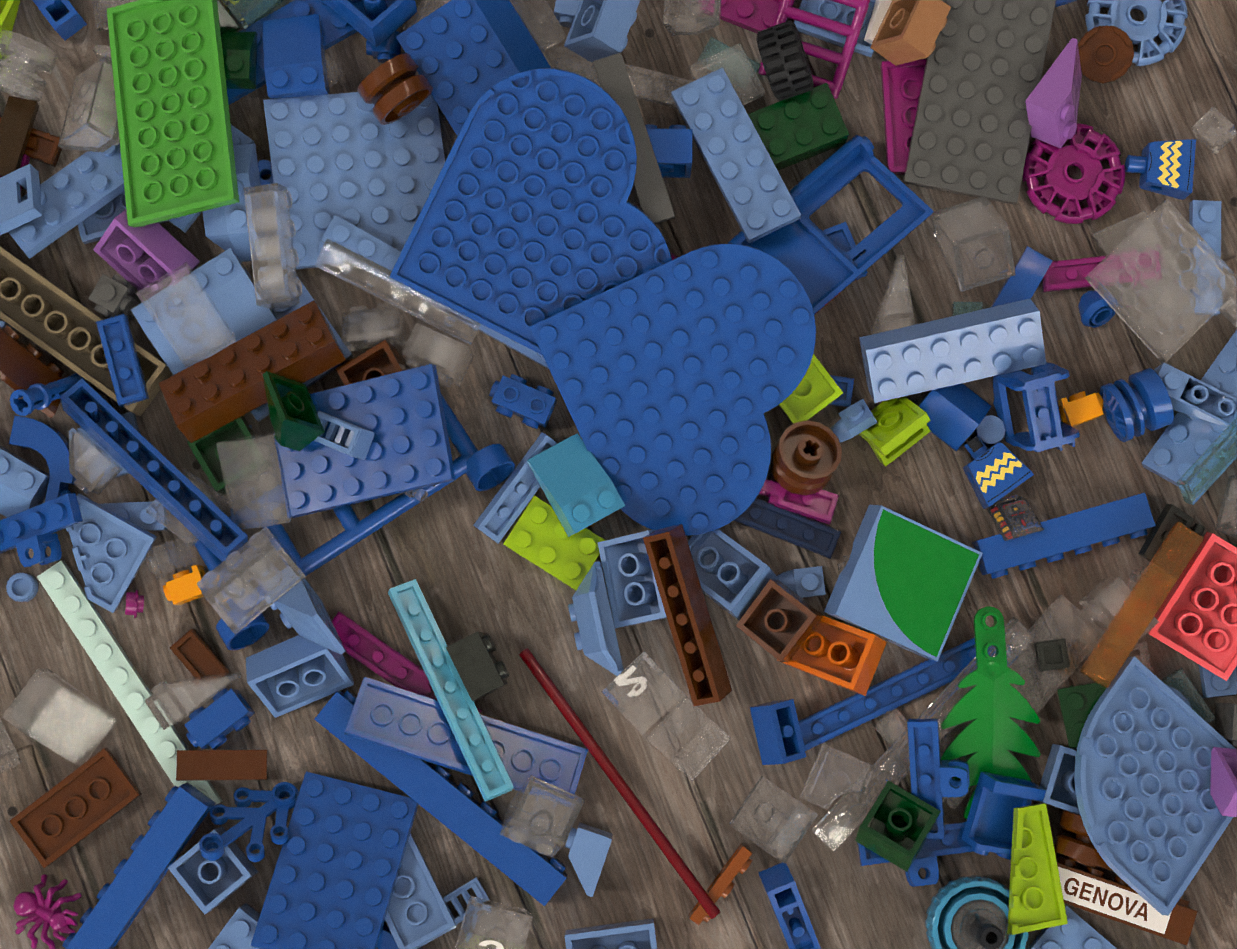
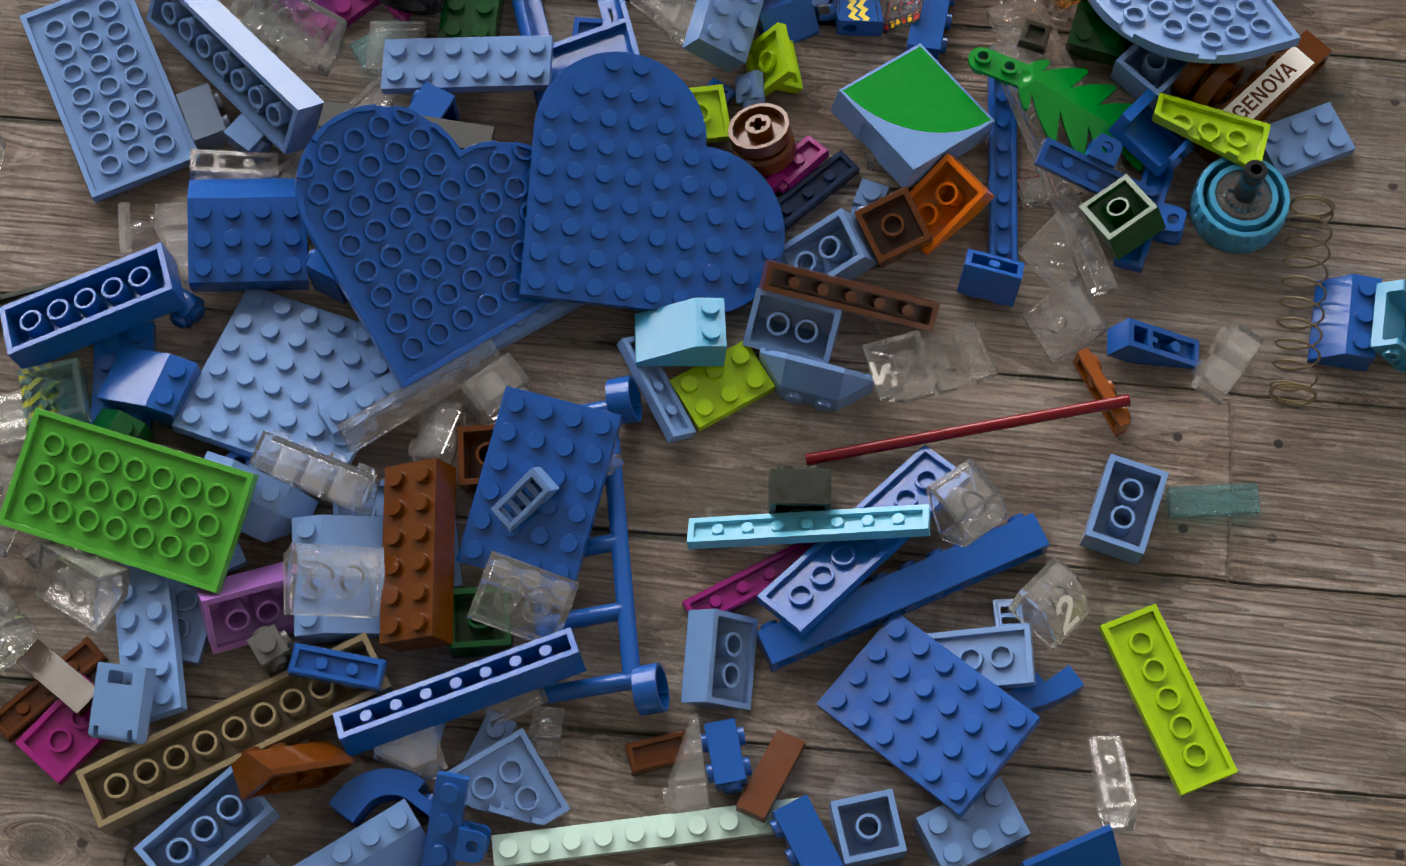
camera: 65 degrees left, 15 degrees down
(40, 395) = (331, 747): blue pin -> none
(134, 603) = (571, 786): magenta plate -> none
(184, 586) = (583, 725): light orange brick -> none
(250, 580) = (614, 642): clear slope -> none
(251, 819) = (830, 736): blue plant -> none
(291, 412) = (481, 530): dark green slope -> none
(308, 616) = (668, 612): medium blue slope -> none
(395, 89) = (239, 302): reddish brown wheel -> none
(516, 398) = (579, 347): blue brick -> none
(588, 853) = (1025, 482): medium blue slope -> none

